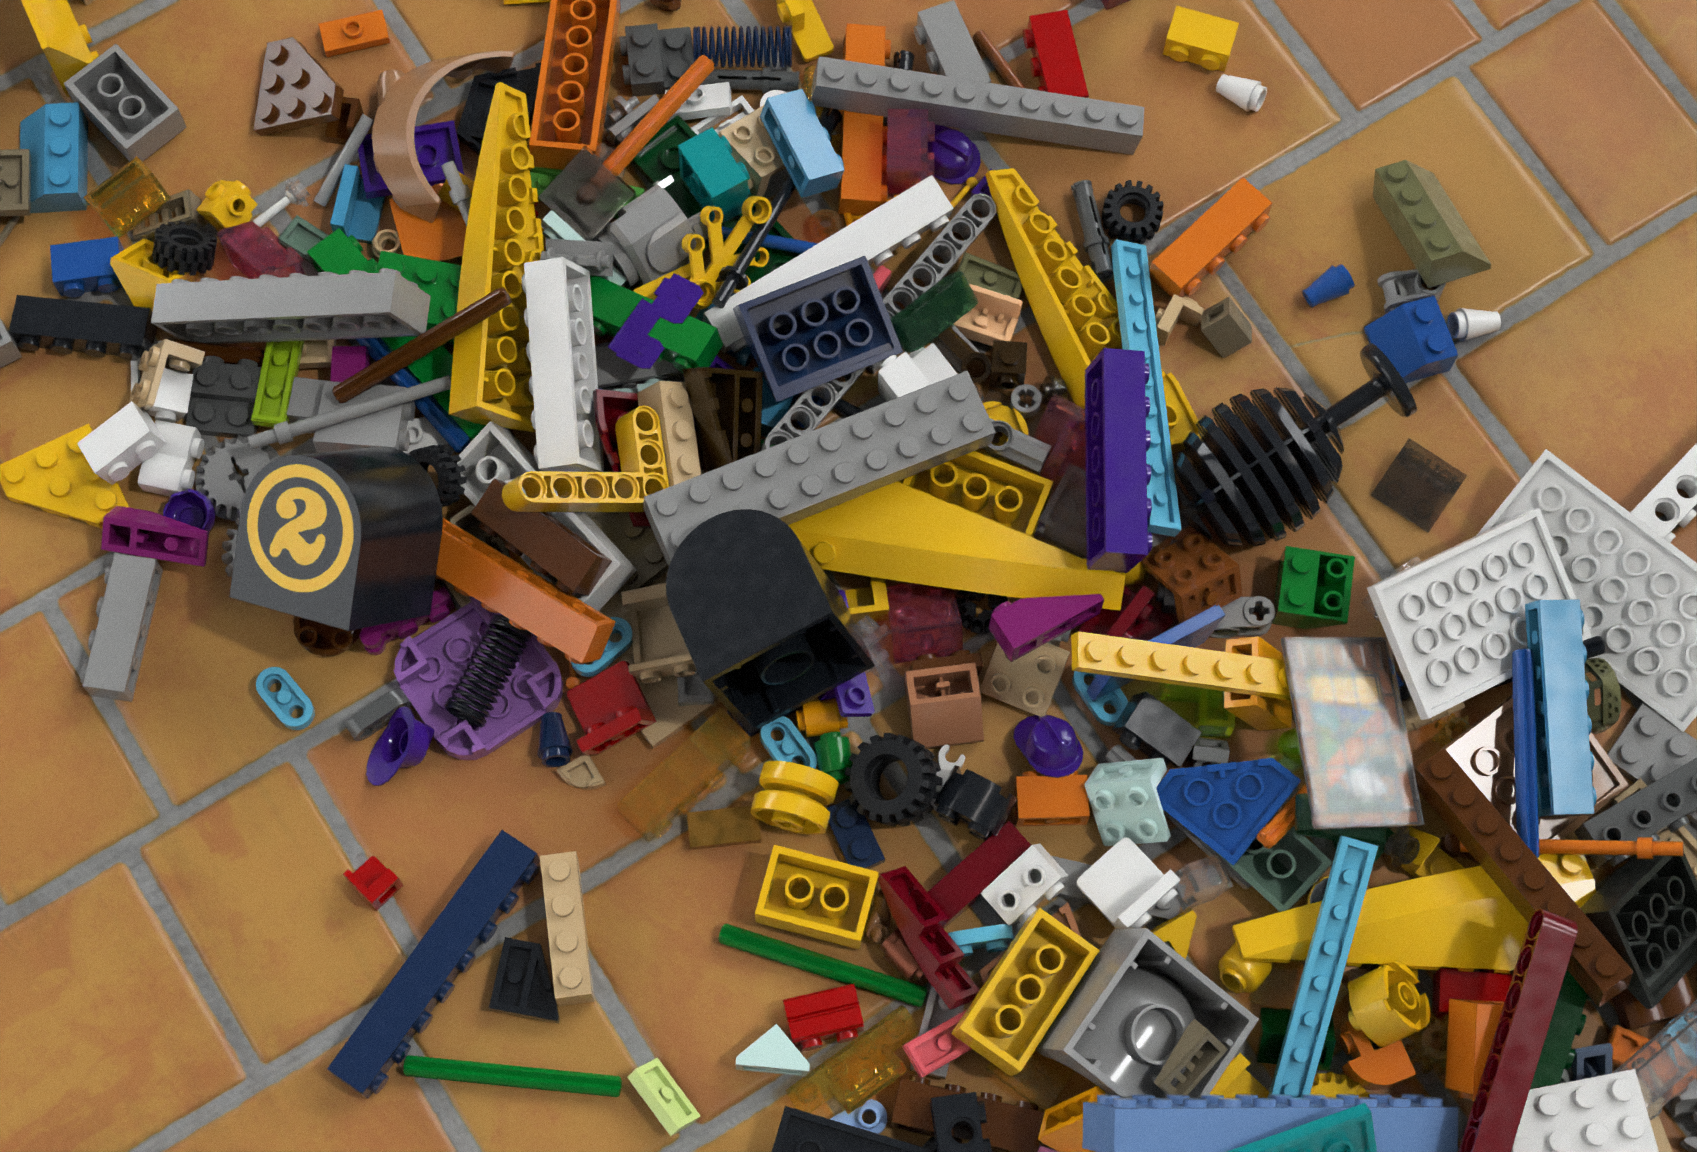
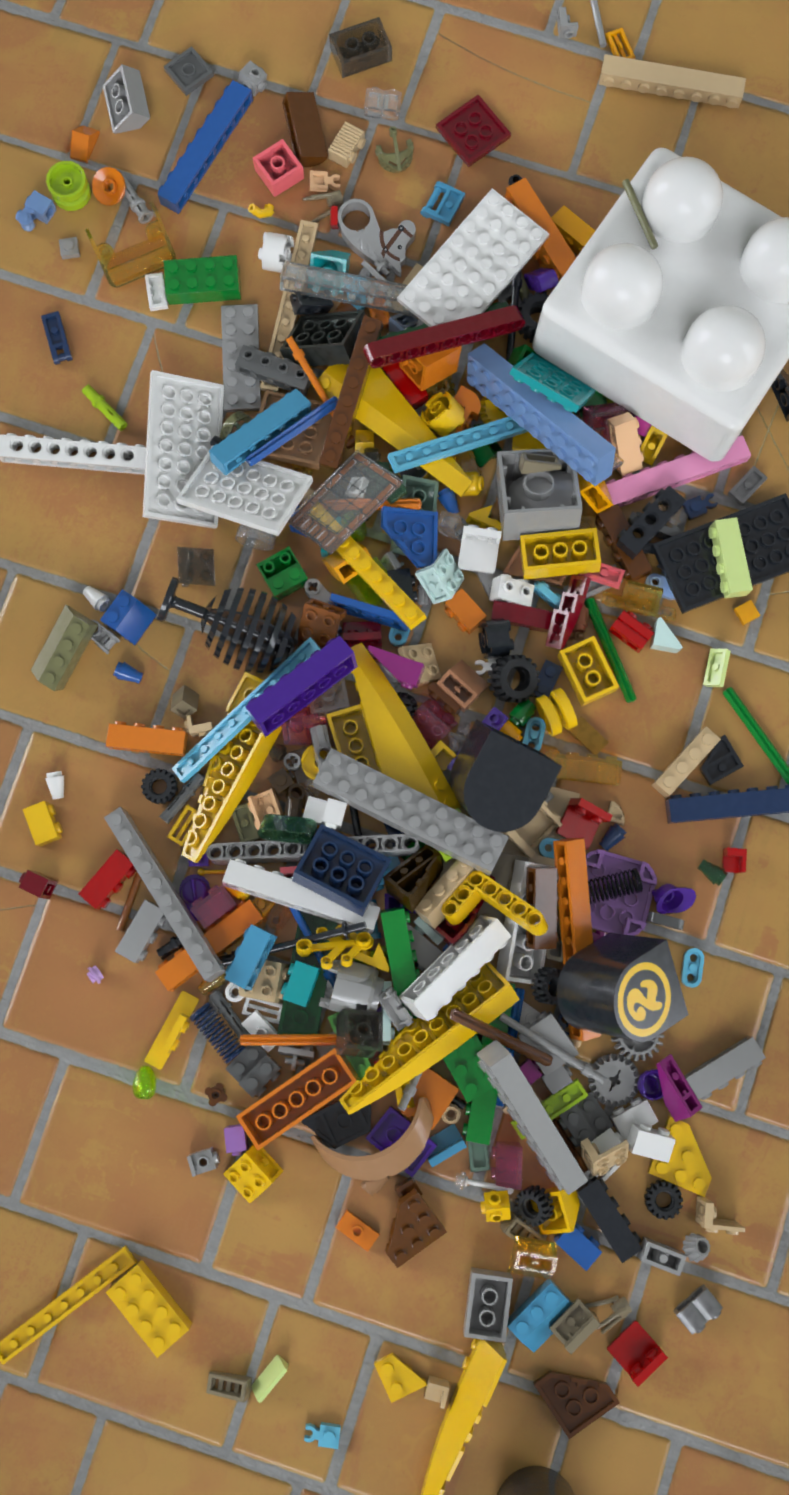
camera: 125 degrees left, 10 degrees up
(27, 401) = (672, 1208): none -> black tyre
(344, 157) = (428, 1171): light grey bar -> none
(383, 836) = (712, 872): none -> clear green cone
(673, 303) = (383, 944): dark purple piece -> none
(1049, 745) = (443, 630): dark purple piece -> none
(1072, 227) = (177, 824): none -> yellow tile
(1238, 911) = (448, 500): none -> blue cone

